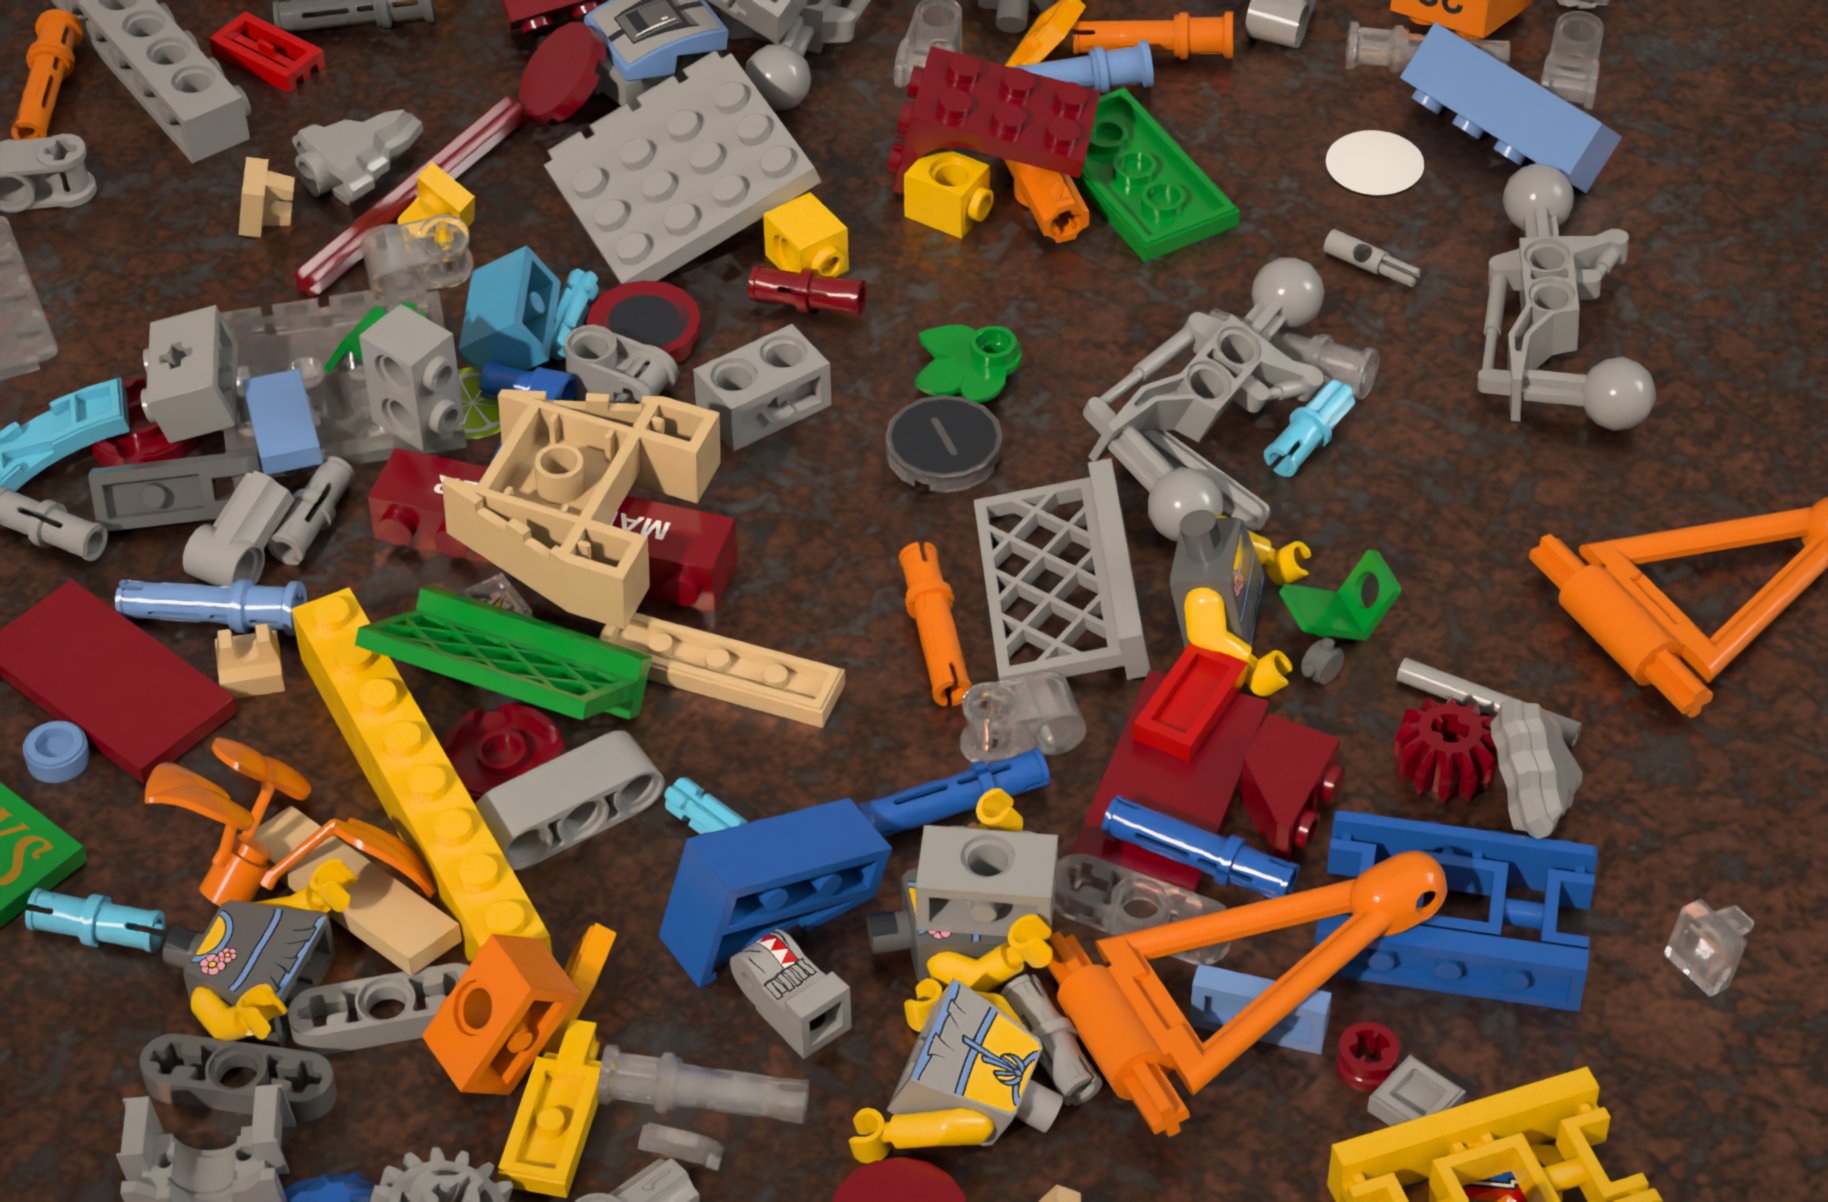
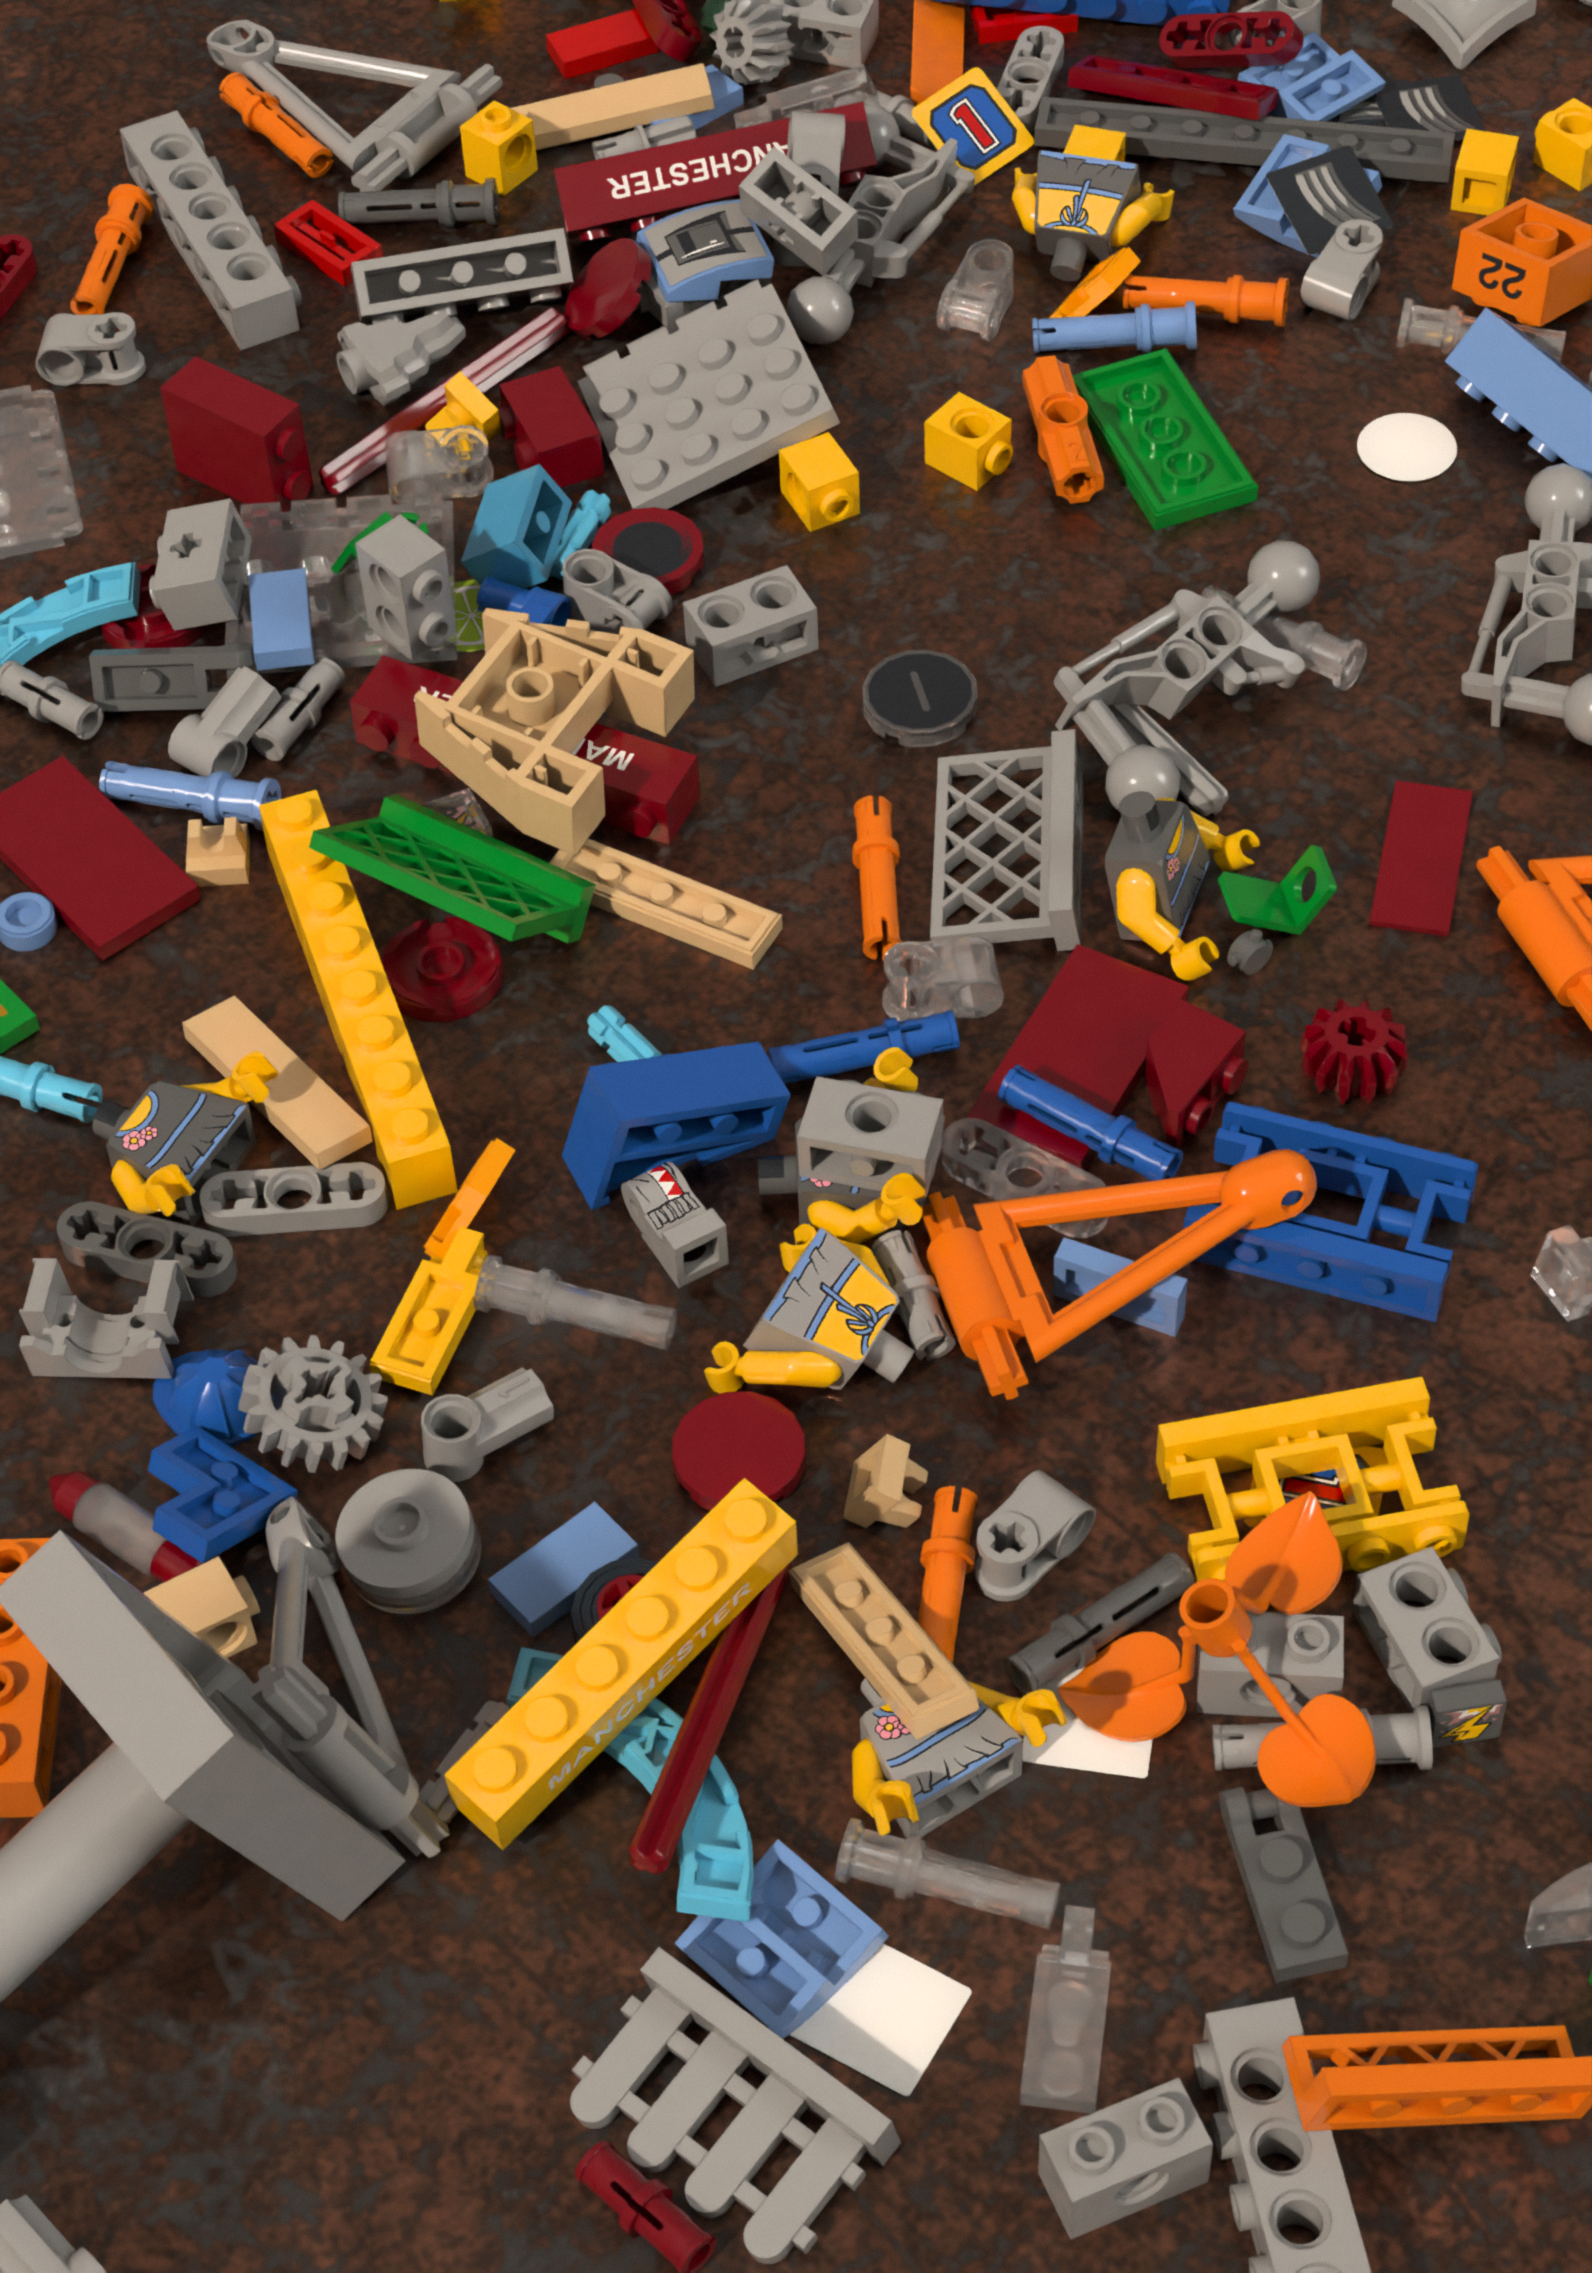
camera: 10 degrees right, 5 degrees up
(208, 244) = (236, 435): none -> dark red brick
(243, 862) = (179, 1048): orange plant -> none
(260, 196) = (302, 385): tan tile -> none
(413, 71) = (463, 275): none -> light grey brick
(500, 1014) = (392, 1216): orange brick -> none
(526, 207) = (550, 427): none -> dark red brick
(570, 798) = (495, 1016): light grey beam -> none
(681, 1146) = (544, 1358): clear tile -> none
(809, 290) = (812, 531): dark red pin -> none
(968, 361) = (959, 617): green plate -> none
(992, 112) = (1022, 366): dark red bracket -> none
(1190, 702) = (1109, 979): red tile -> none
(1310, 427) = (1284, 714): medium azure axle -> none
(1370, 1037) = (1217, 1324): dark red bush -> none
(1379, 263) = (1362, 535): light grey pin -> none
(1413, 1093) = (1254, 1383): light grey tile -> none
(1467, 692) = (1408, 1008): light grey piece -> none
(1470, 555) = (1421, 858): none -> dark red piece
(1534, 766) = (1433, 1078): light grey rock -> none

